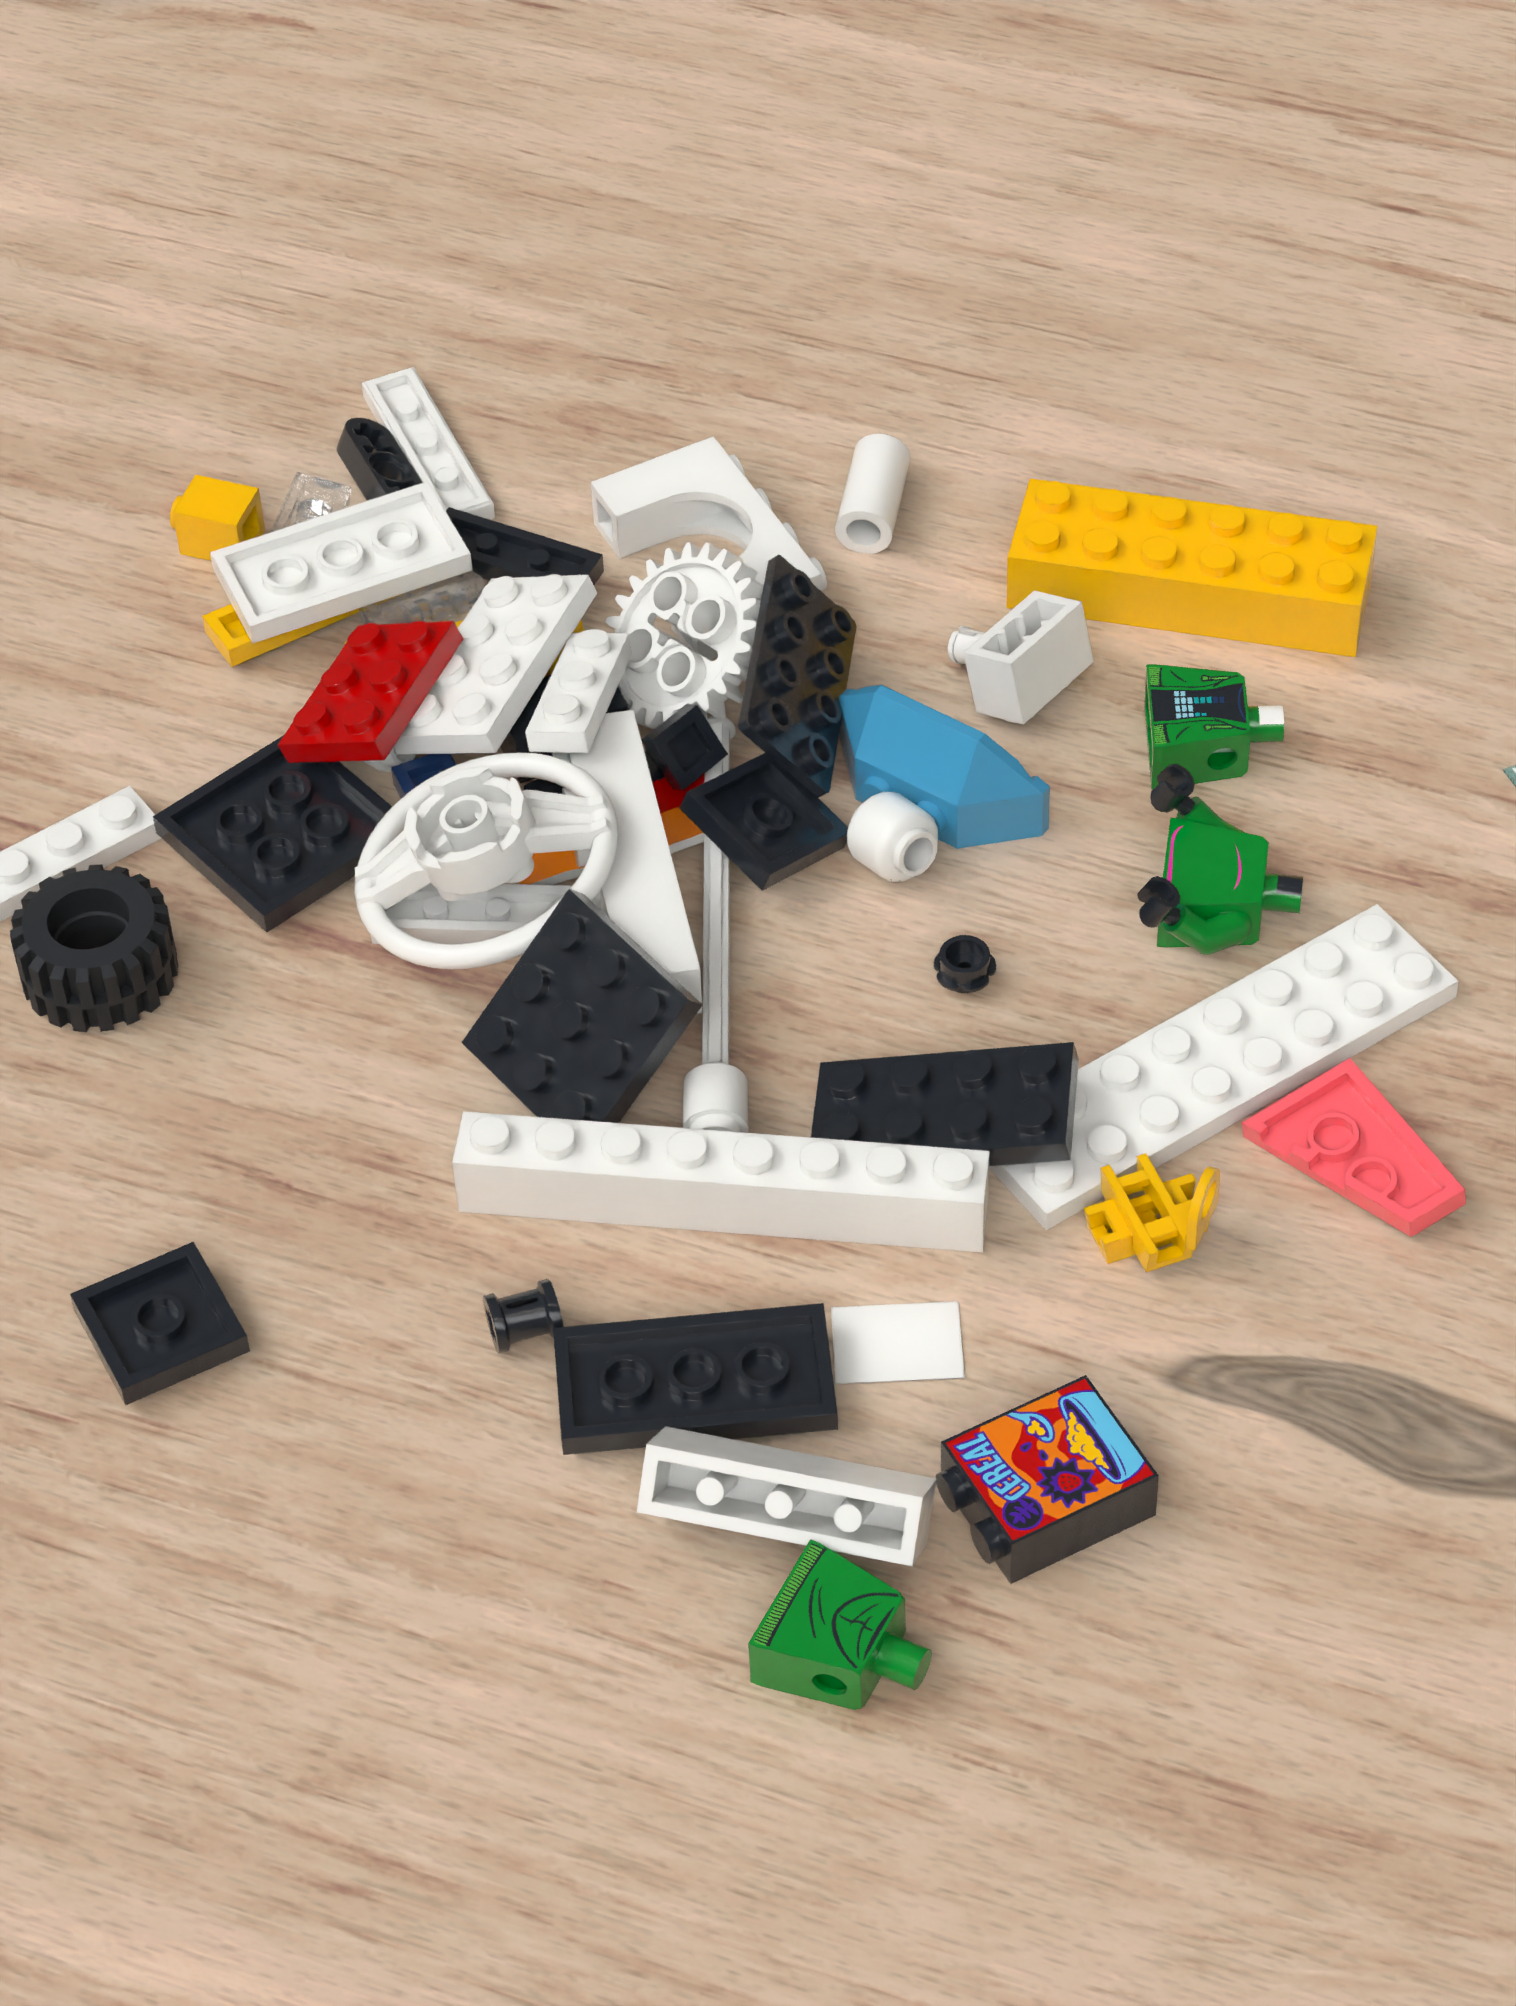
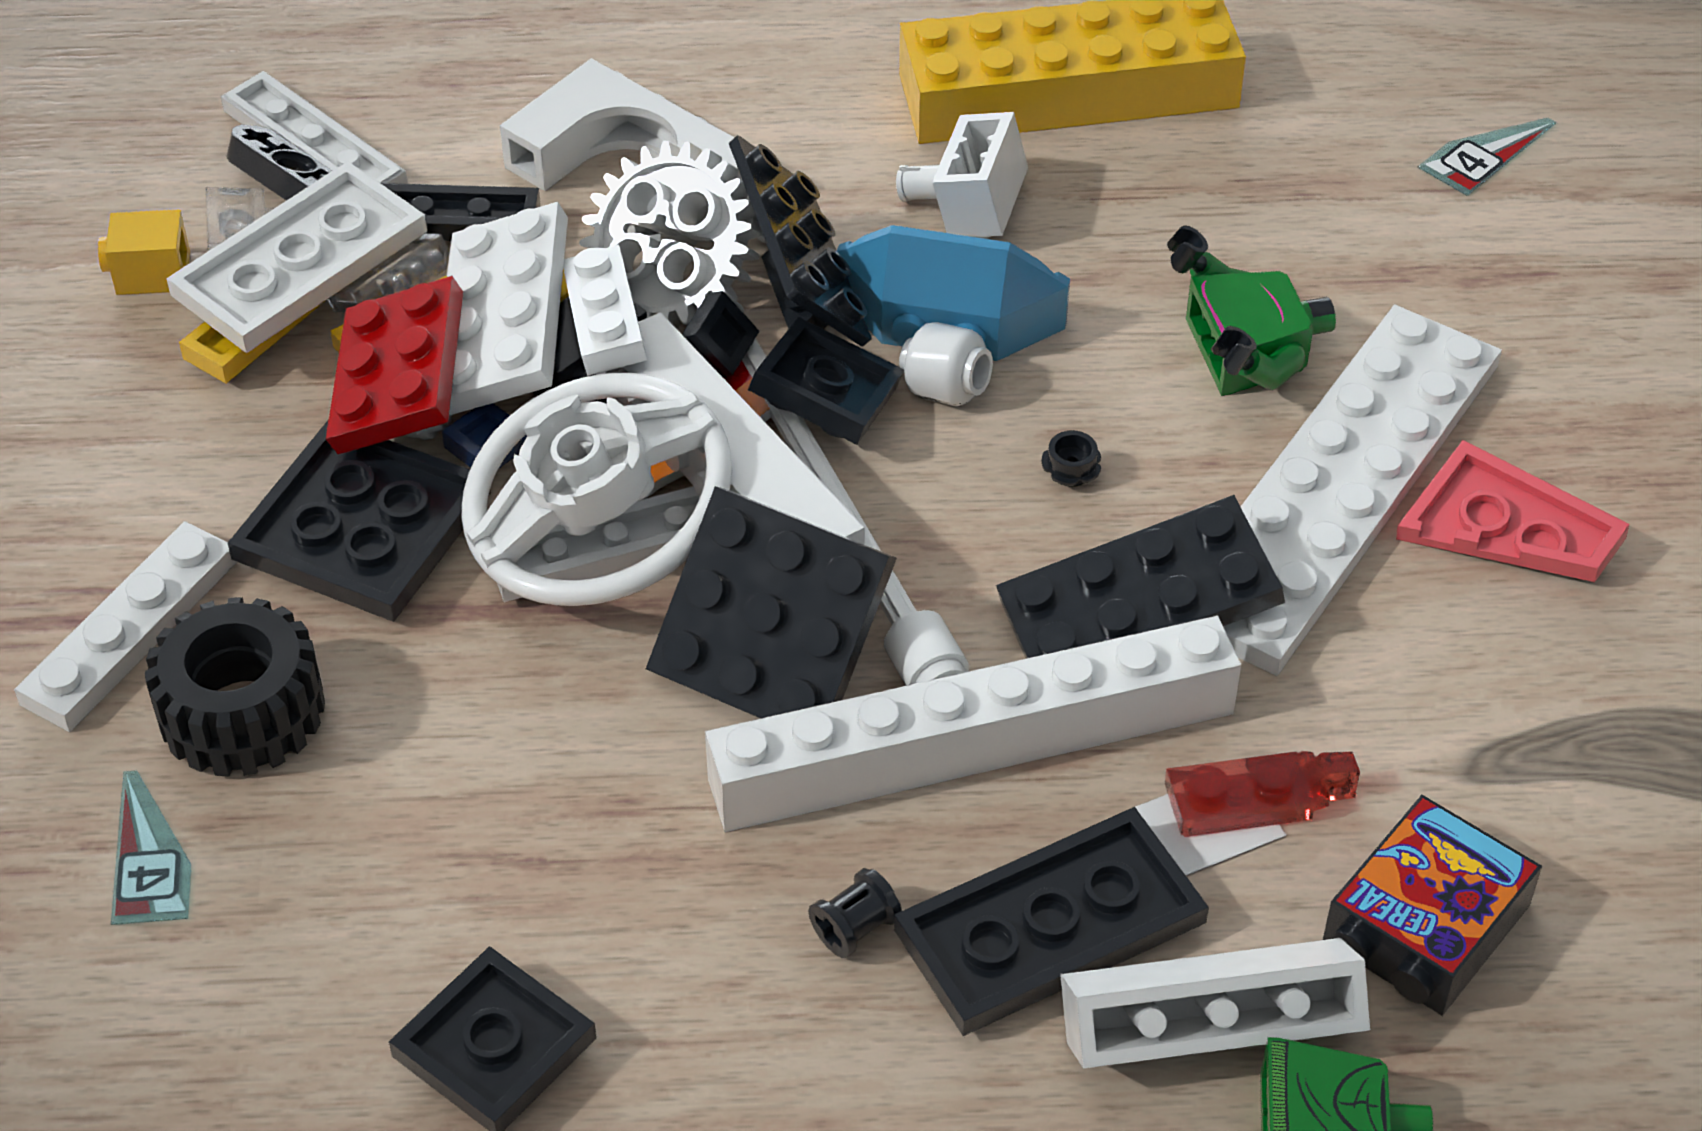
camera: 25 degrees left, 0 degrees up
(872, 493) = (754, 75): white brick -> none
(956, 1327) = (1258, 790): none -> clear red hinge
(1134, 1220) = (1406, 630): yellow piece -> none
(1203, 722) = (1154, 191): green torso -> none

